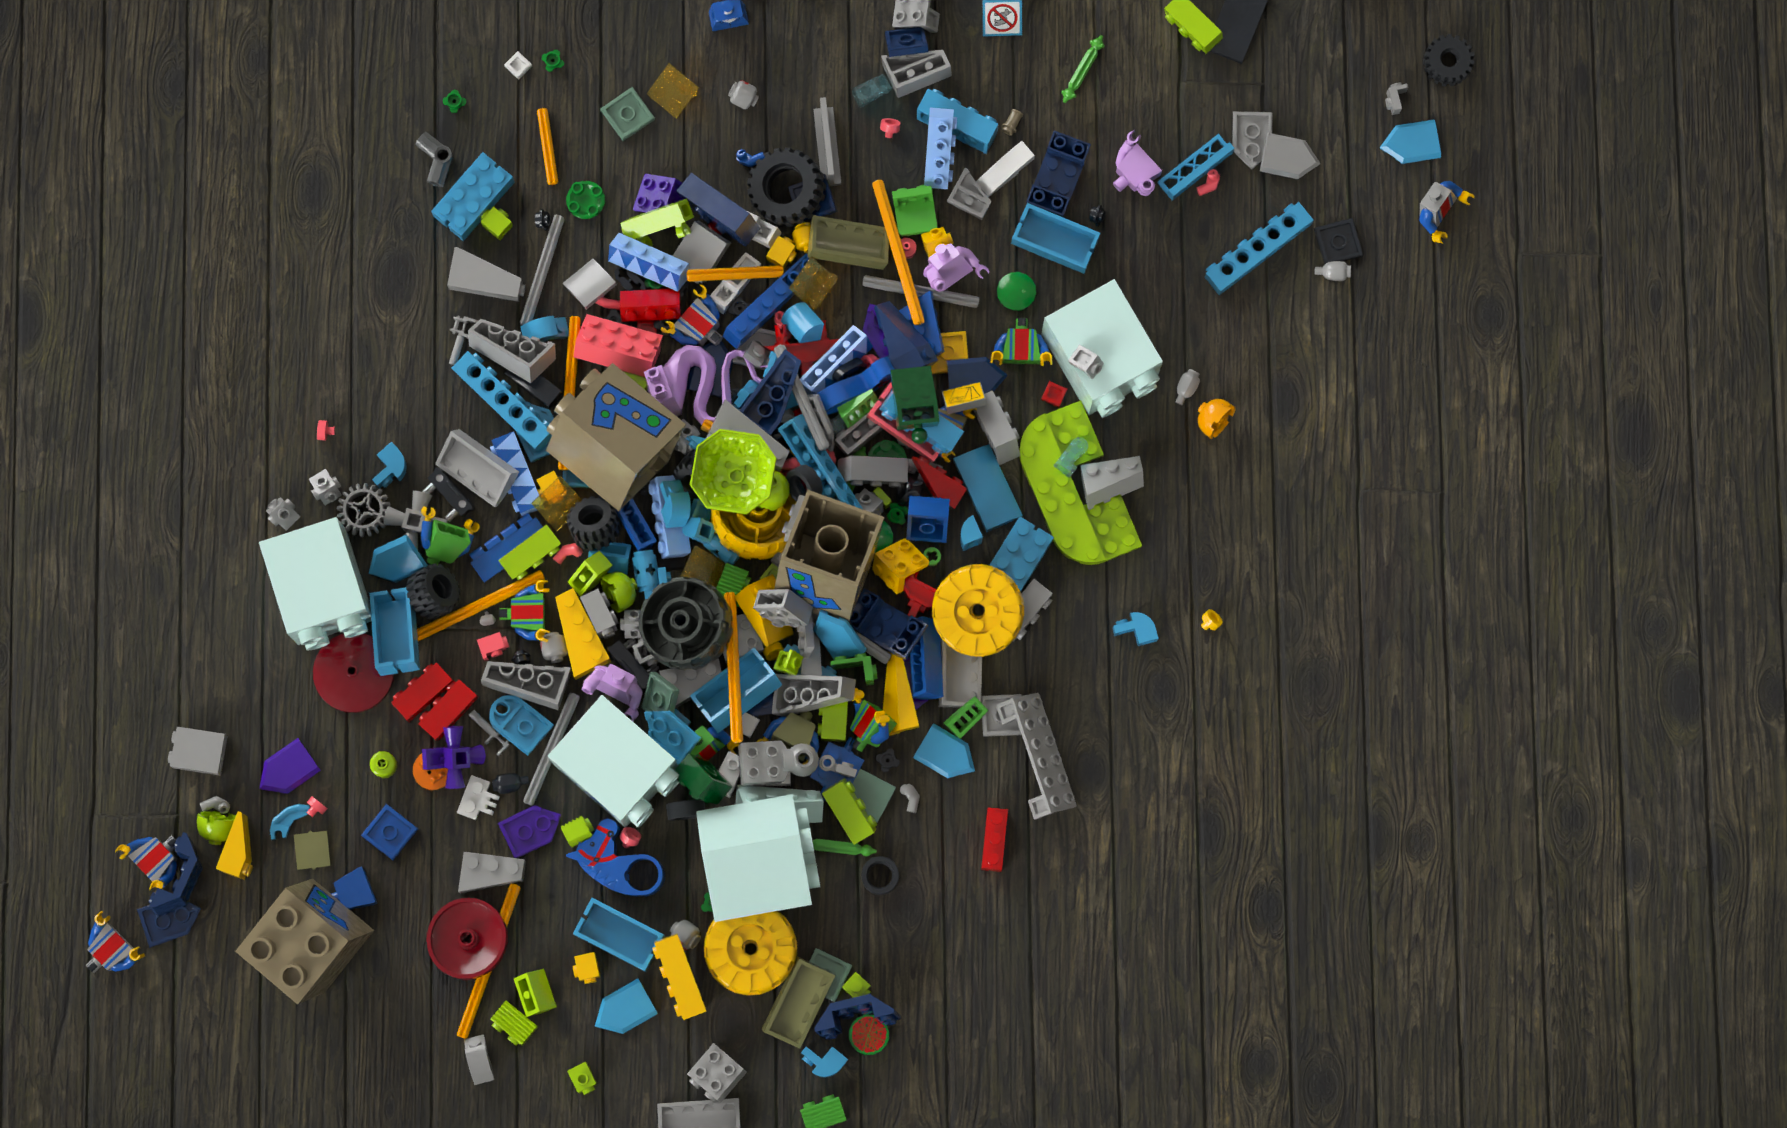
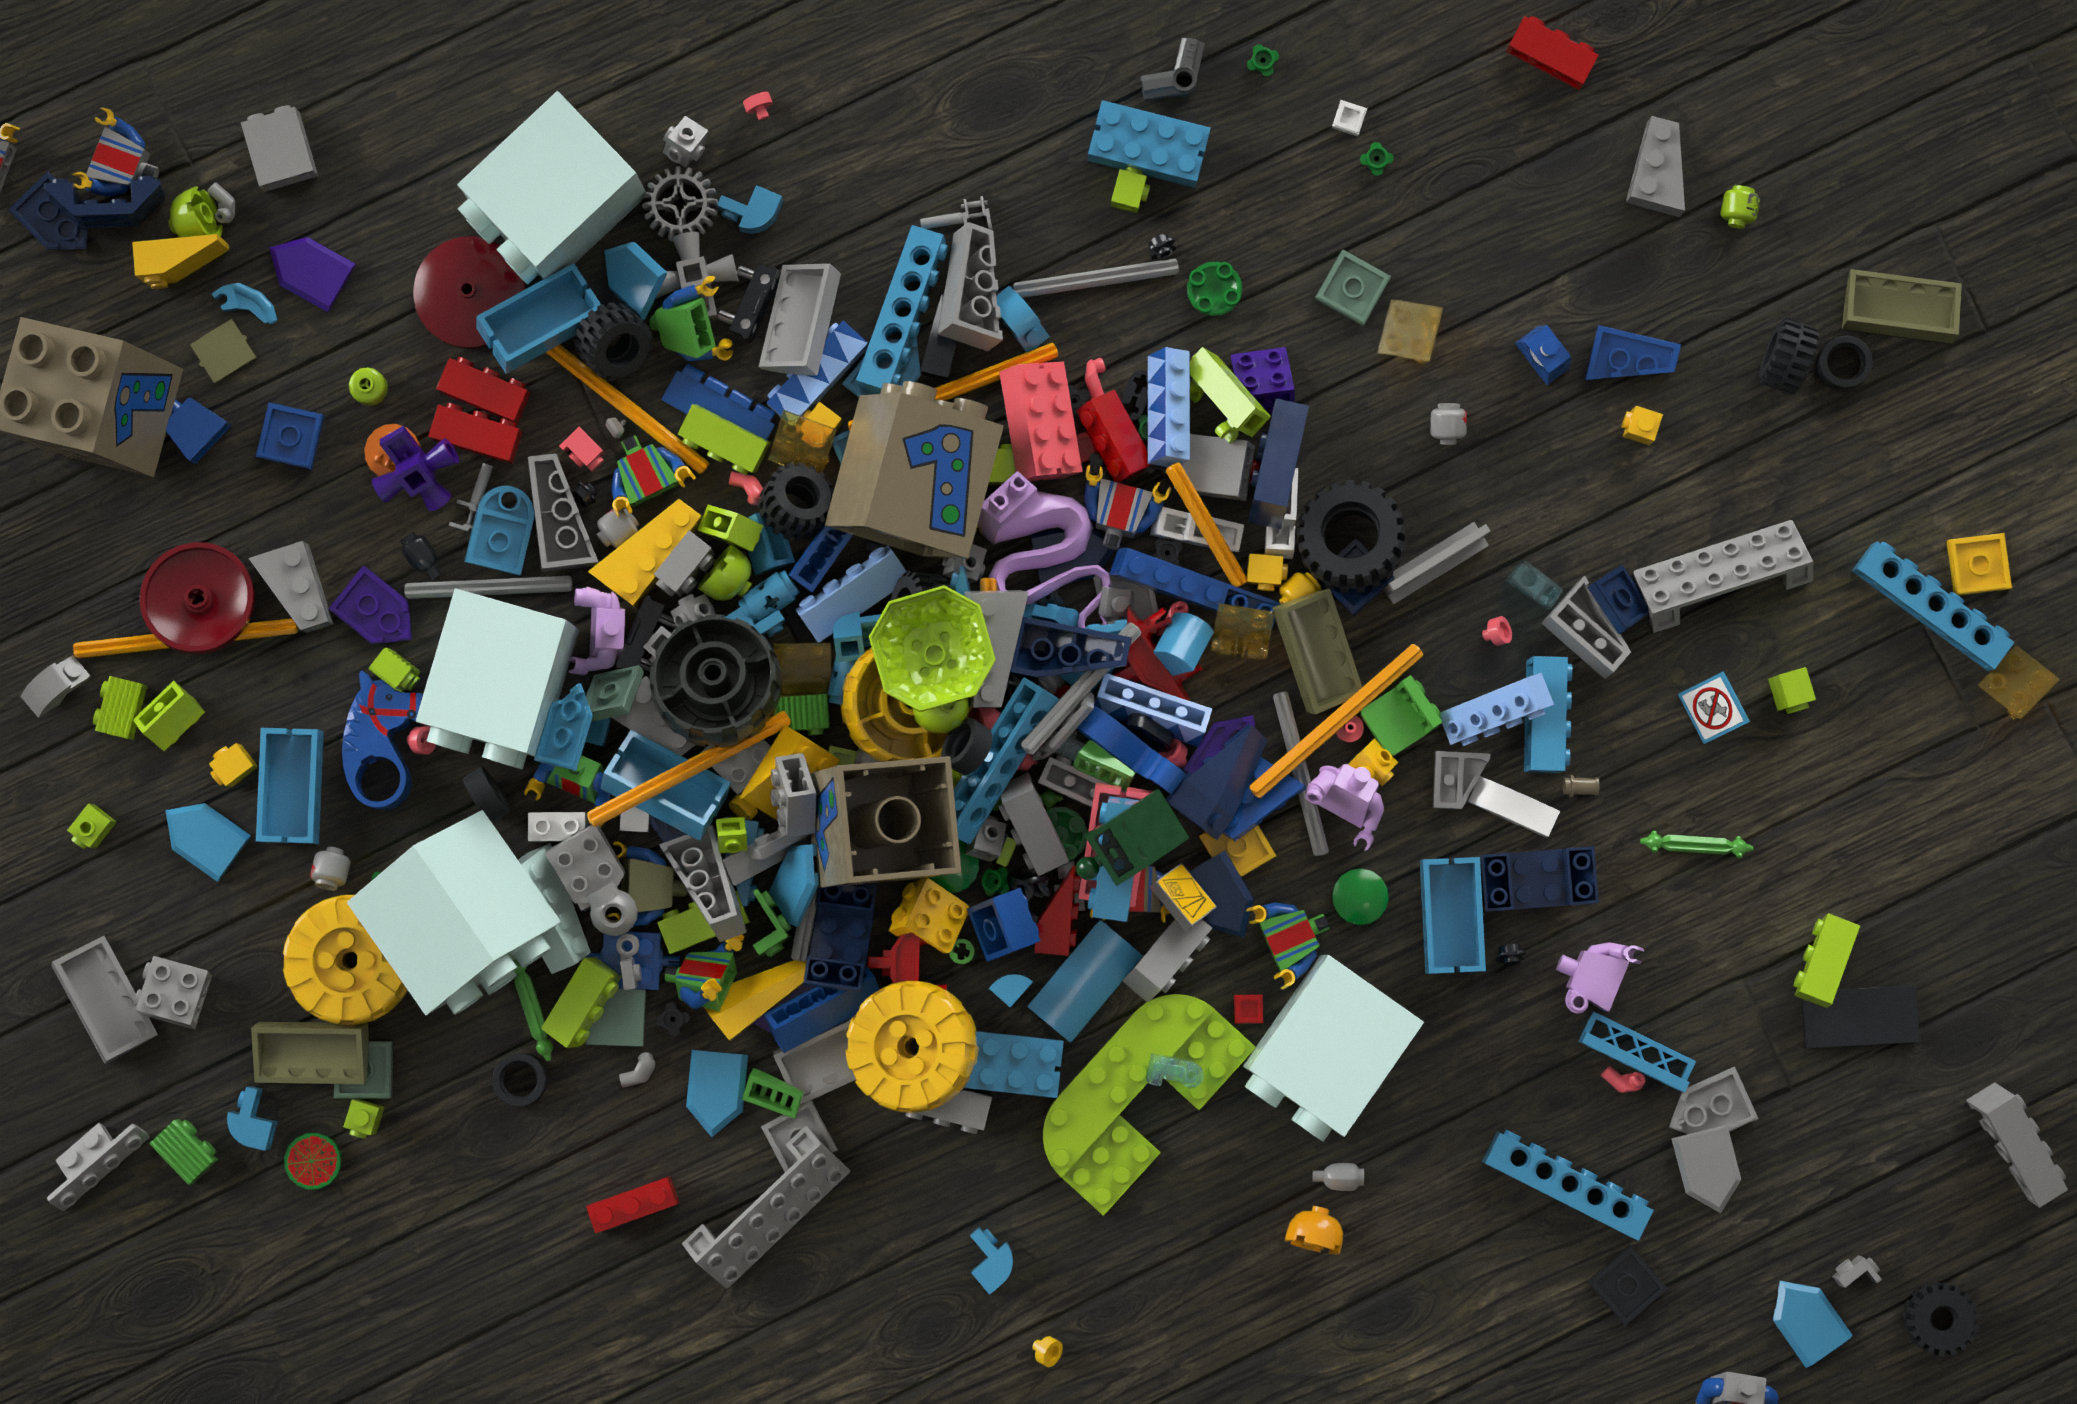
camera: 65 degrees right, 5 degrees up
(287, 517) = (626, 104): light grey brick -> none
(315, 807) = (278, 329): coral tile -> none
(476, 798) = (382, 524): white hinge -> none
(480, 277) = (1048, 199): light grey slope -> none
(547, 146) = (1261, 206): light orange axle -> none
(589, 283) = (1106, 346): light grey slope -> none
(677, 504) = (866, 596): dark azure brick -> none
(680, 977) = (266, 889): yellow wedge -> none
(702, 779) = (528, 798): dark green brick -> none
(747, 159) = (1366, 470): blue arm -> none
(793, 513) = (923, 751): light grey plate -> none
(830, 1026) = (343, 1164): dark blue slope -> none
(1086, 361) = (1294, 1037): light grey bracket -> none
(1110, 479) = (1169, 1135): light grey wedge -> none
(1334, 271) = (1585, 1298): light grey plant -> none

